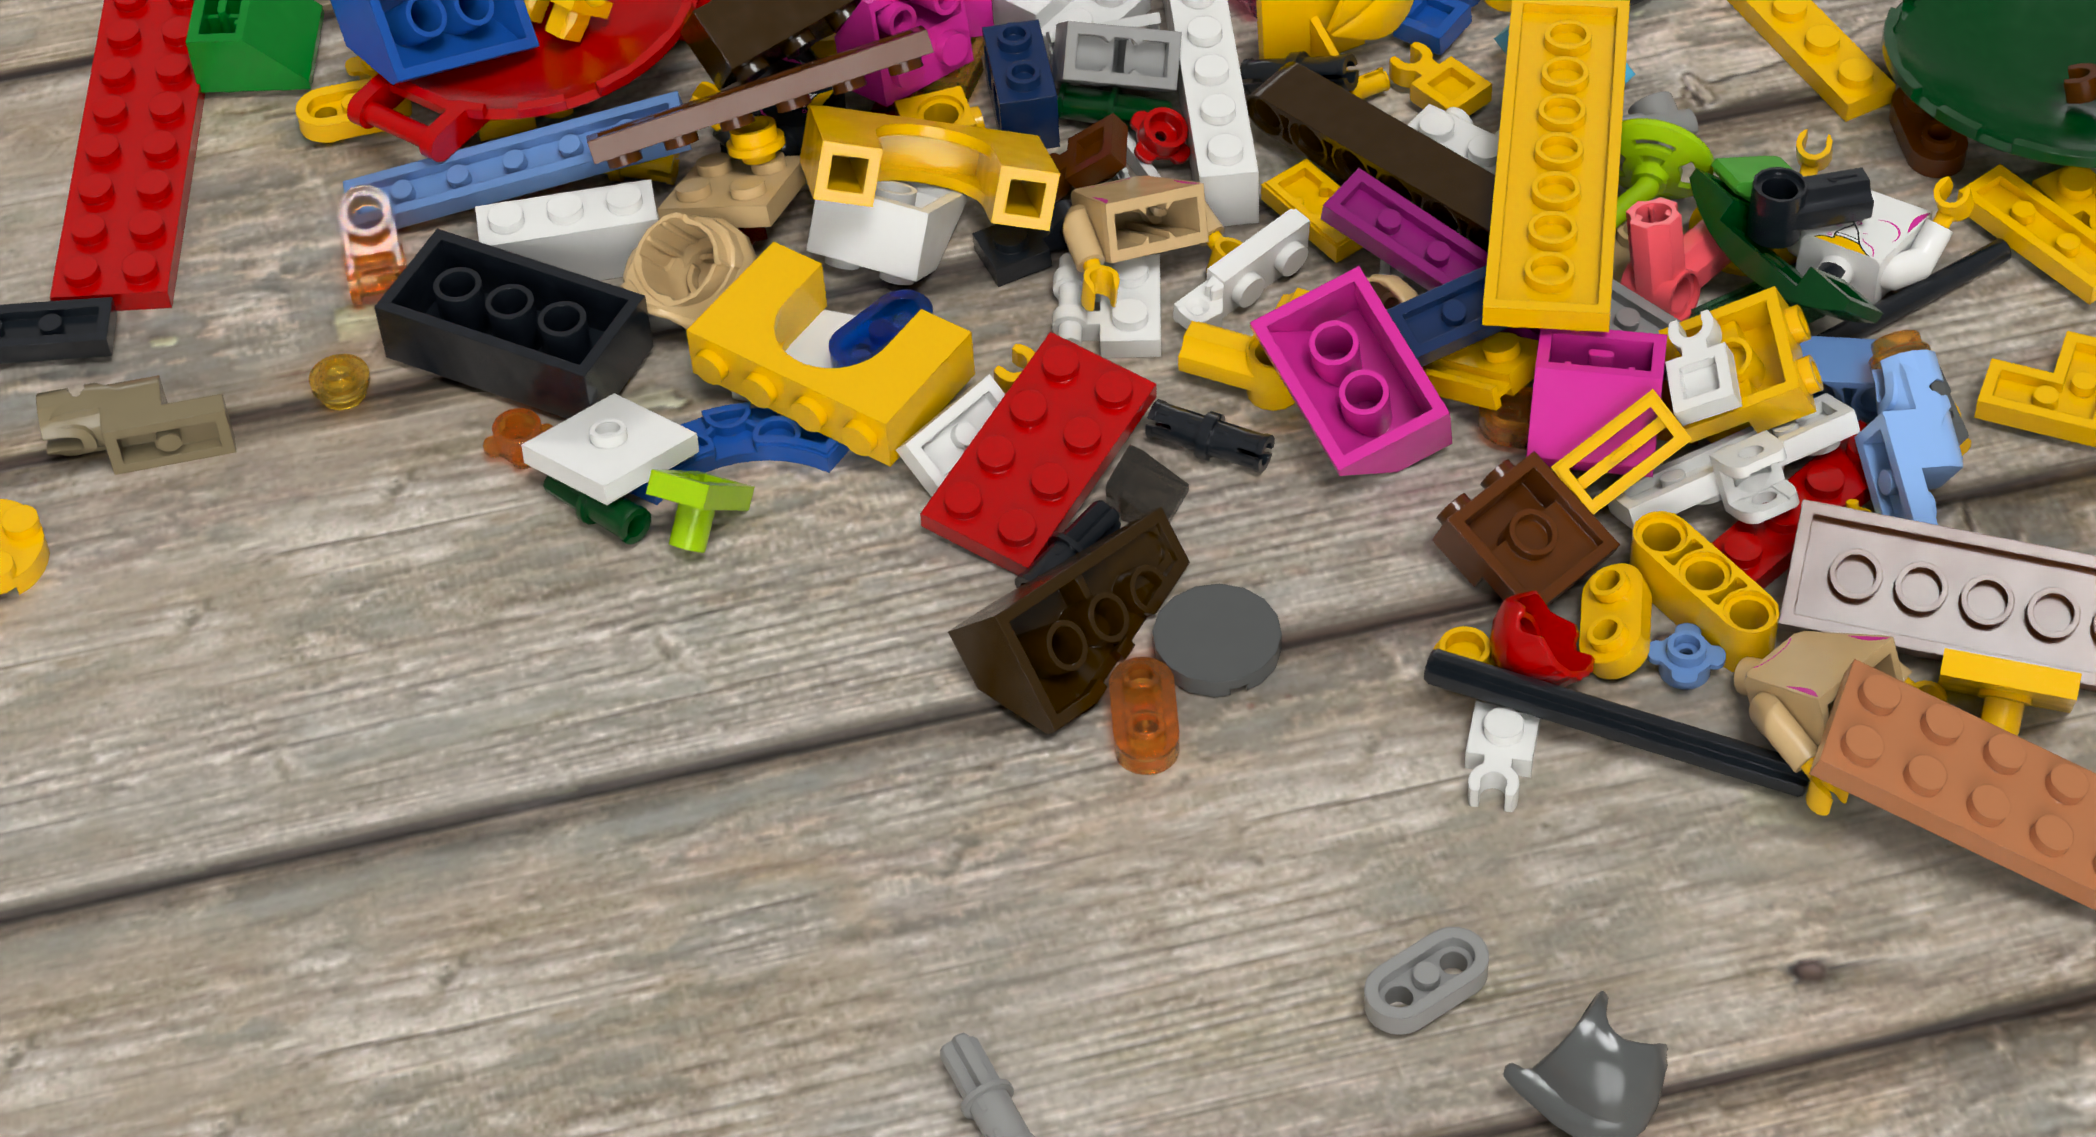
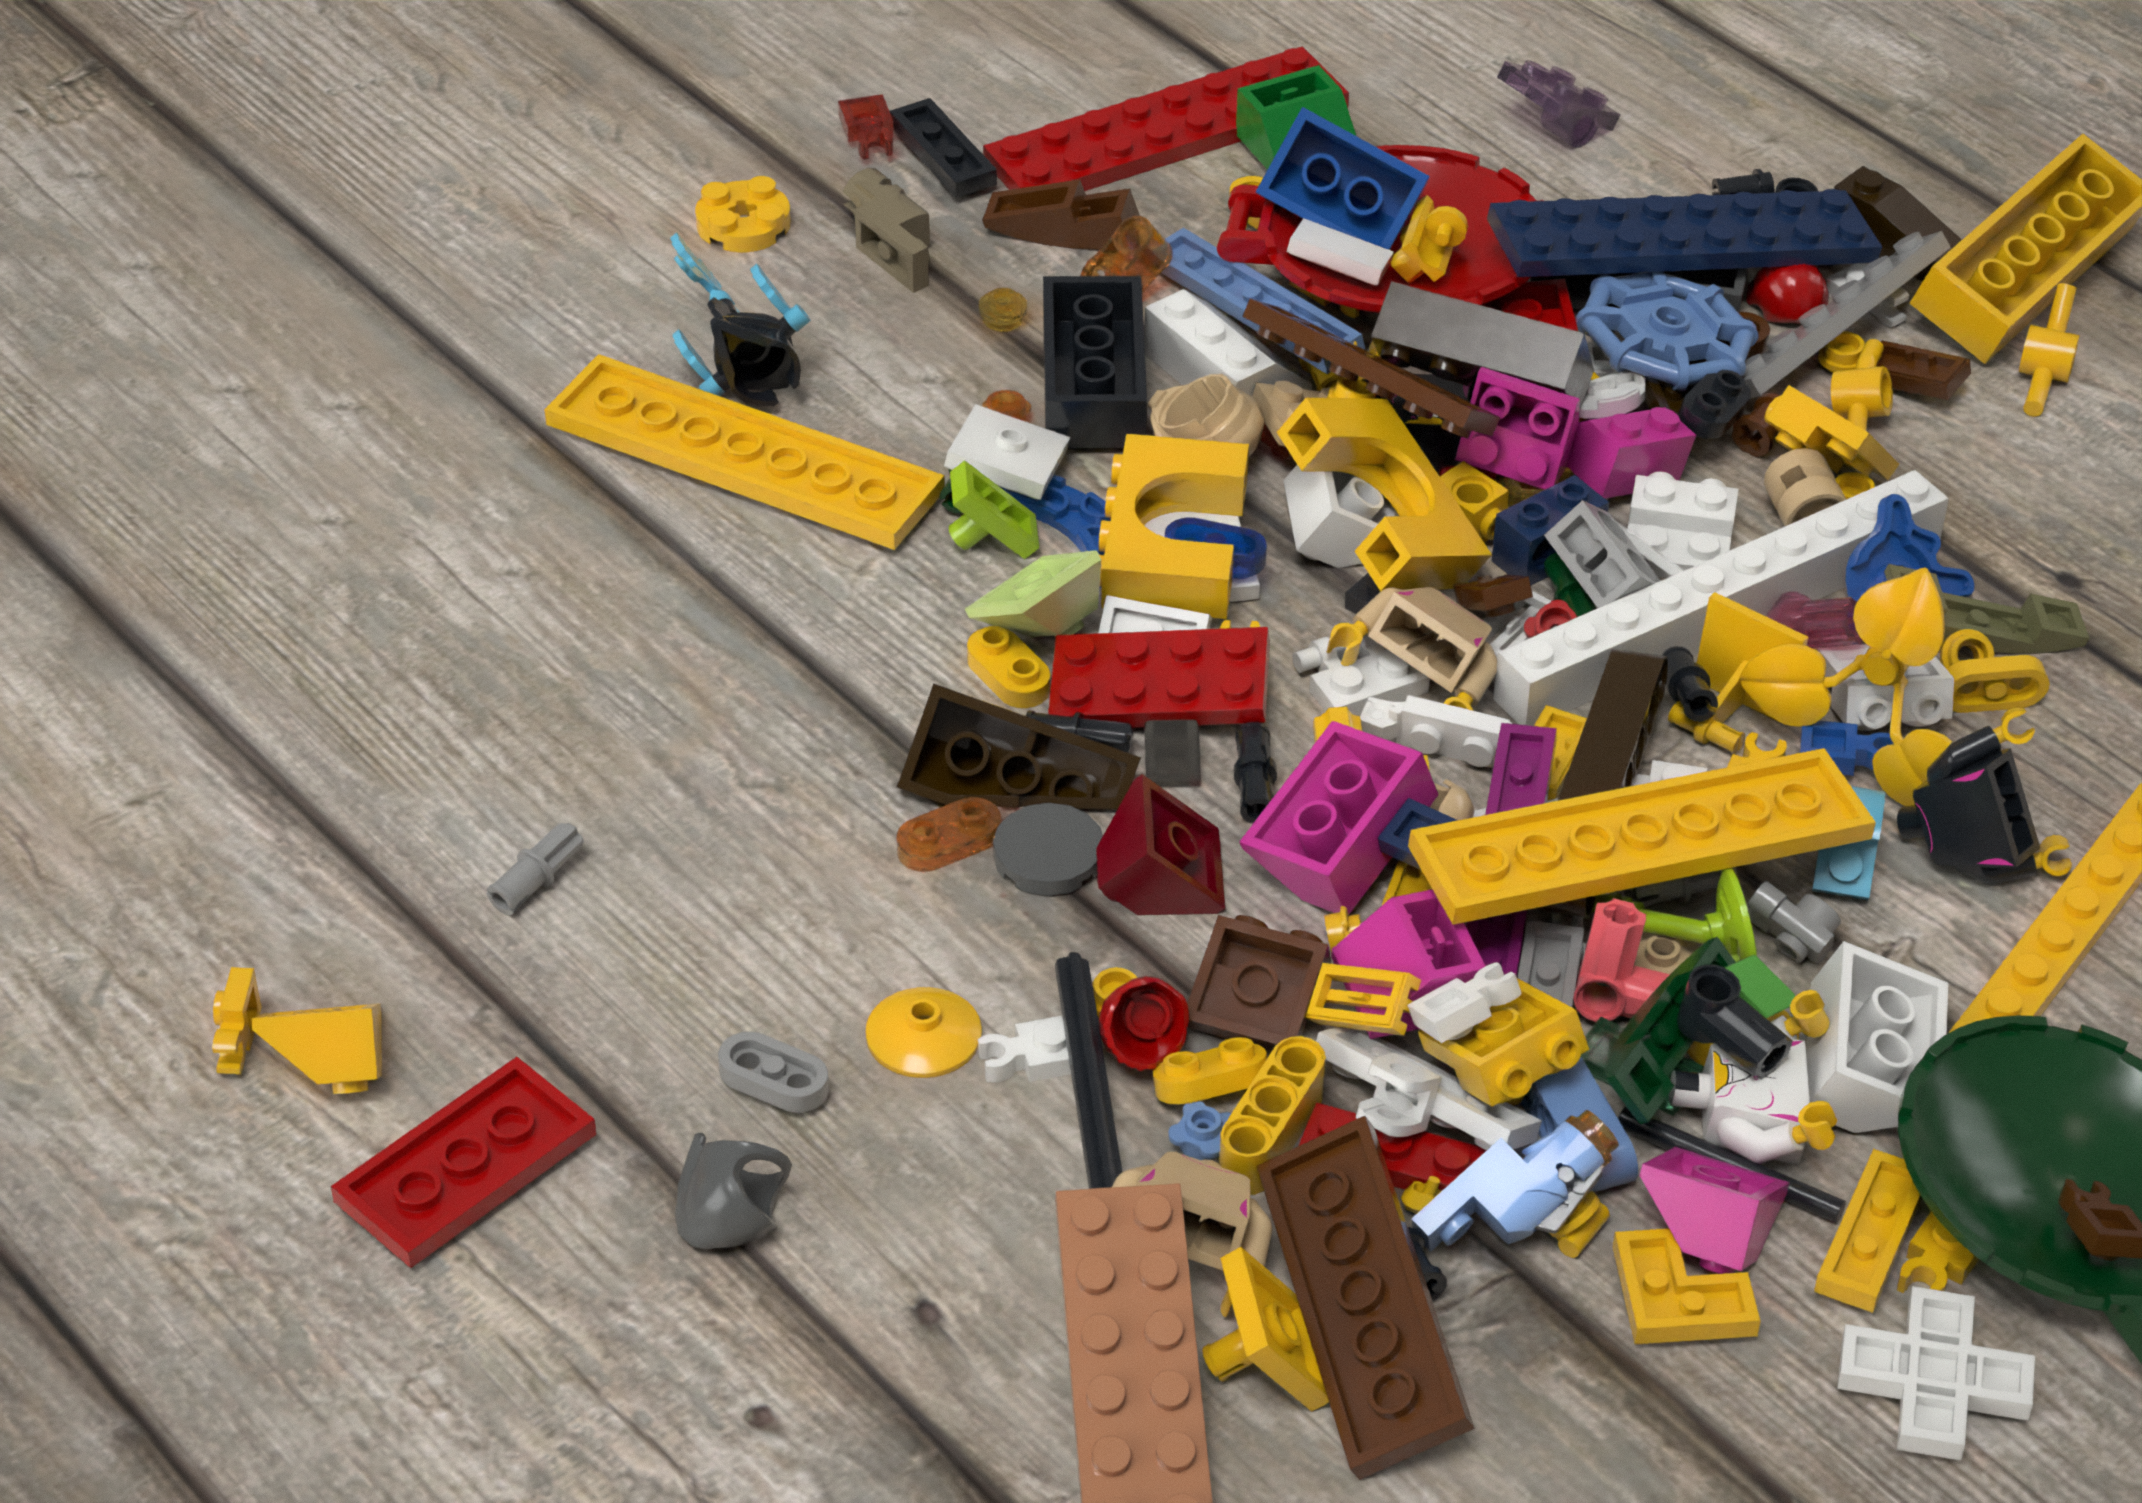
camera: 60 degrees right, 5 degrees down
(231, 272) = (1059, 214): none -> reddish brown slope
(263, 606) = (748, 347): none -> black helmet
(407, 687) = (746, 451): none -> yellow plate
(517, 65) = (1339, 252): none -> white tile
(877, 487) = (1045, 596): none -> yellowish green slope
(919, 578) = (1008, 667): none -> yellow plate
(1301, 552) = (1160, 856): none -> dark red slope
(1416, 858) = (923, 1032): none -> yellow dish
(1482, 448) = (1340, 925): none -> yellow plate
(1867, 127) = (1876, 1035): none -> white slope
(1985, 314) = (1714, 1207): none -> dark pink slope

